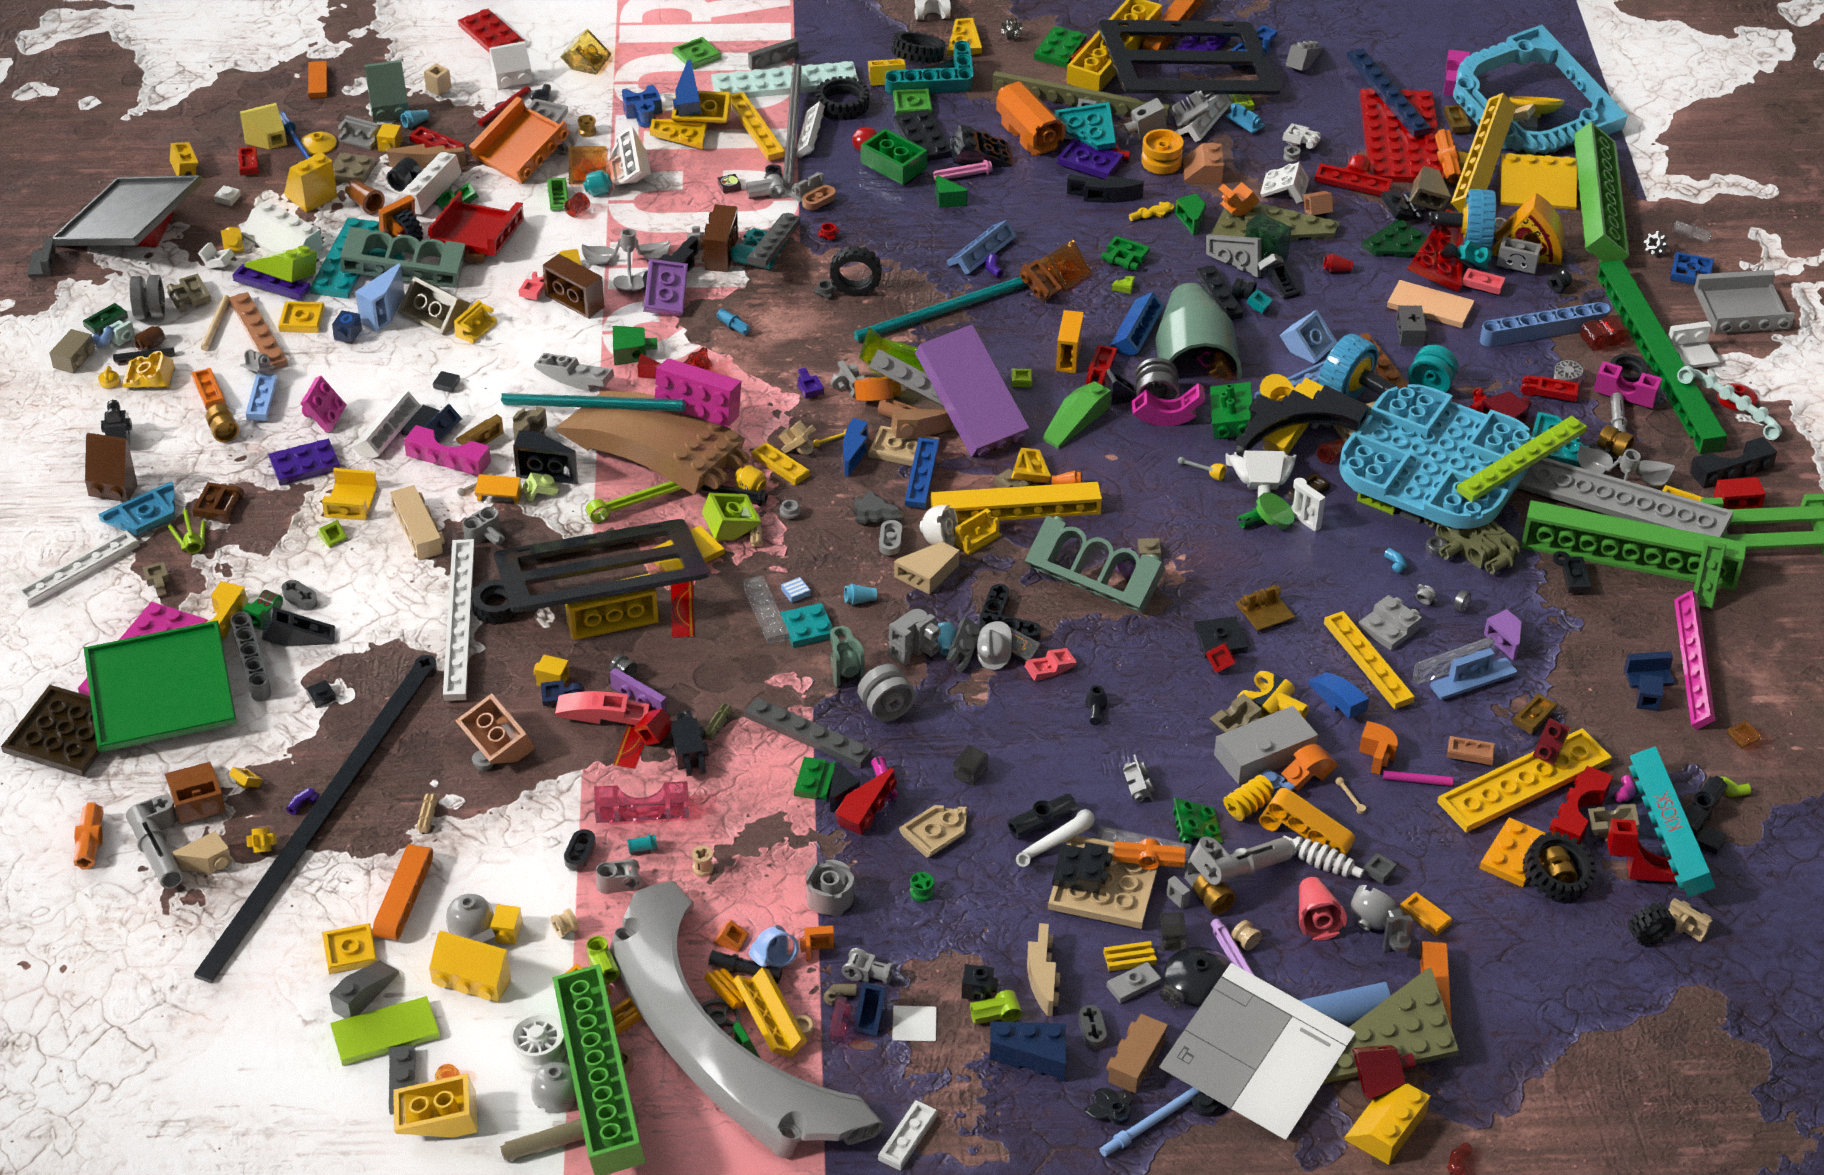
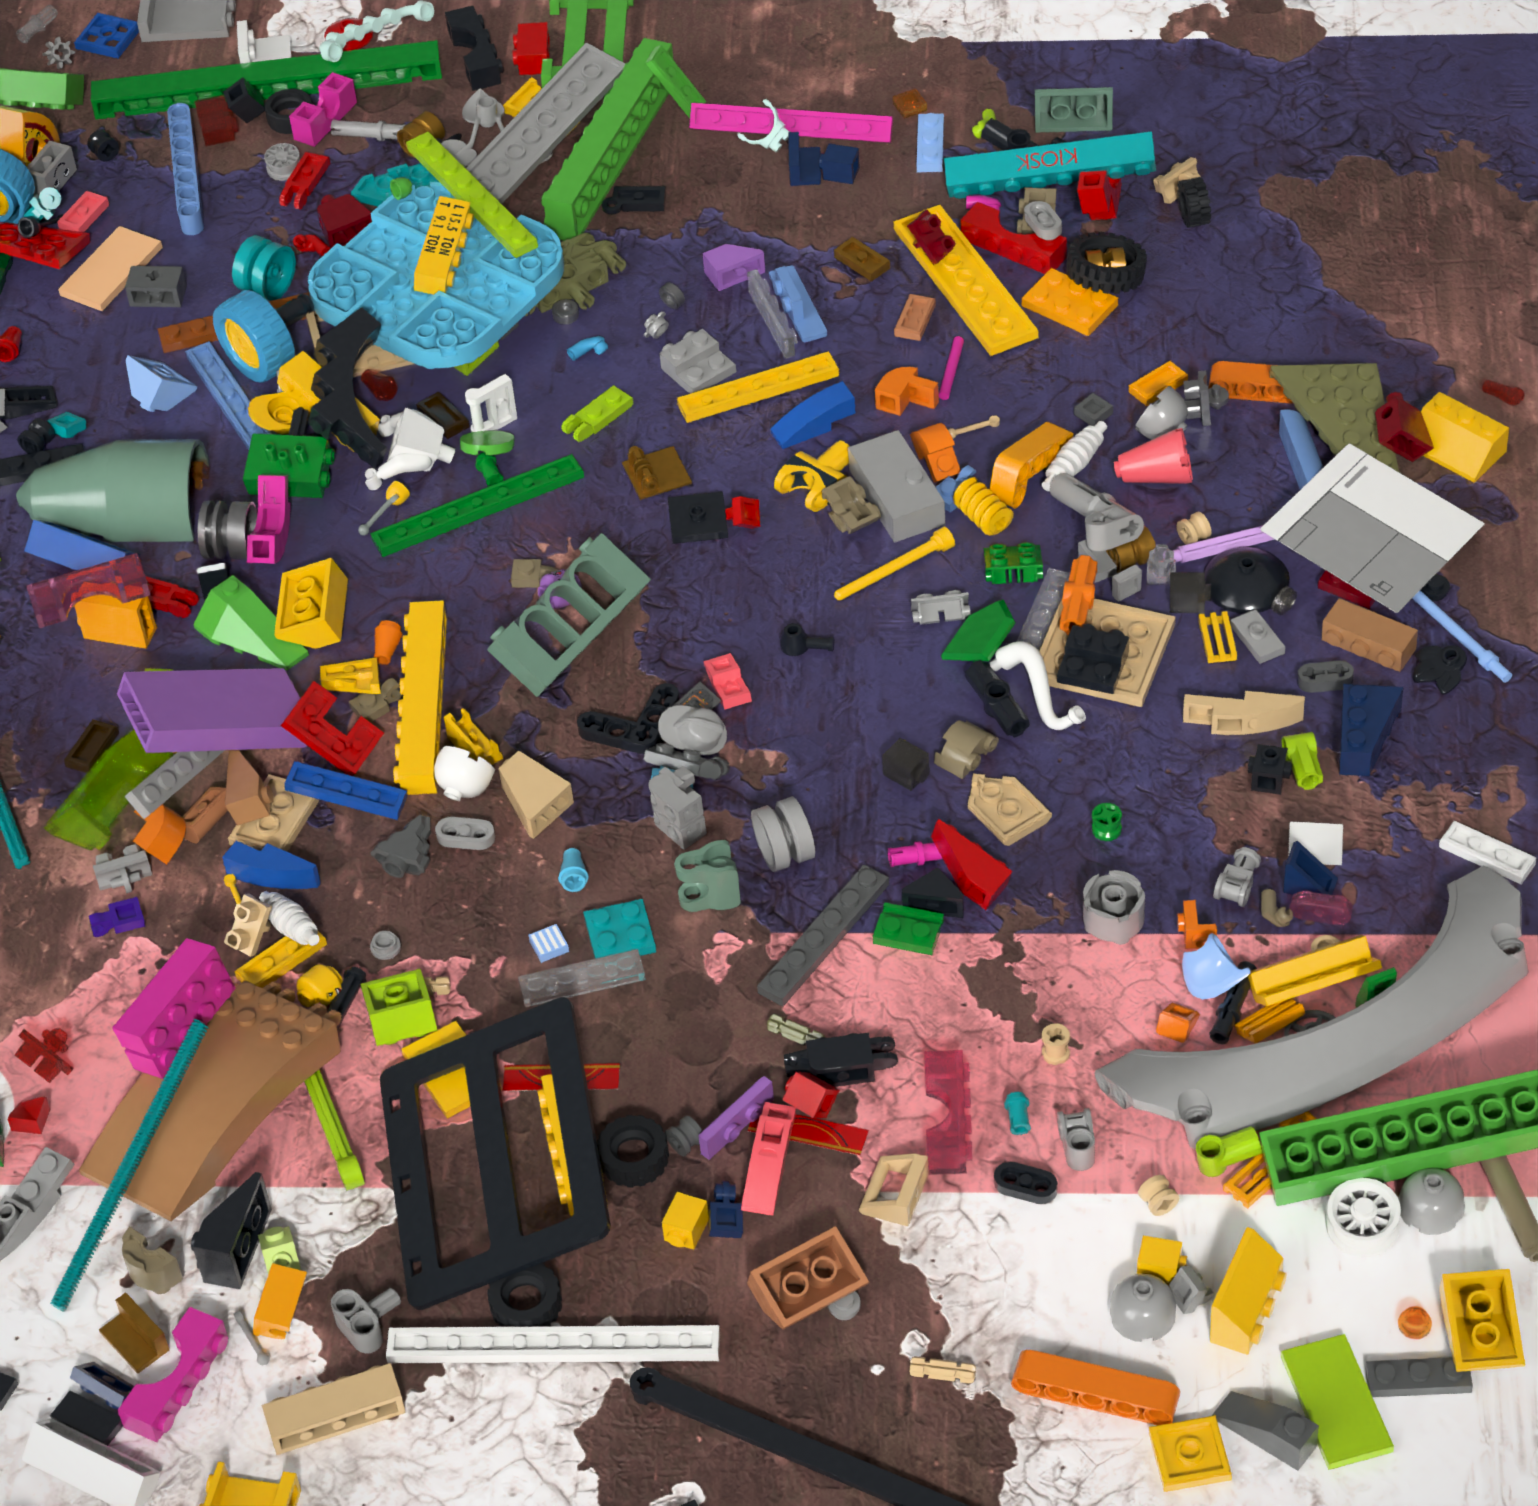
camera: 80 degrees left, 5 degrees up
(576, 786) = (902, 1209): none -> tan tile
(609, 631) = (628, 1129): none -> black tyre
(804, 456) = (290, 919): none -> white piece
(958, 467) = (341, 750): none -> red plate
(996, 800) = (964, 747): none -> dark tan cylinder
(1055, 296) = (117, 578): none -> clear pink arch
(1093, 438) = (312, 605): none -> yellow slope
(1110, 803) = (981, 634): none -> green tile
(1192, 907) = (1159, 565): none -> clear piece
(1212, 777) = (941, 540): none -> yellow piece
(1217, 518) = (477, 505): none -> green tile
(1323, 572) = (597, 414): none -> lime hinge
(1455, 446) = (443, 246): none -> yellow brick
(1517, 418) = (400, 187): none -> bright green hinge
(1591, 813) = (1043, 220): none -> light grey plate
(1625, 341) = (244, 100): none -> black brick
(1680, 647) = (775, 137): none -> light aqua helmet
(1699, 752) = (930, 142): none -> light blue plate
(1762, 840) = (1073, 109): none -> sand green slope

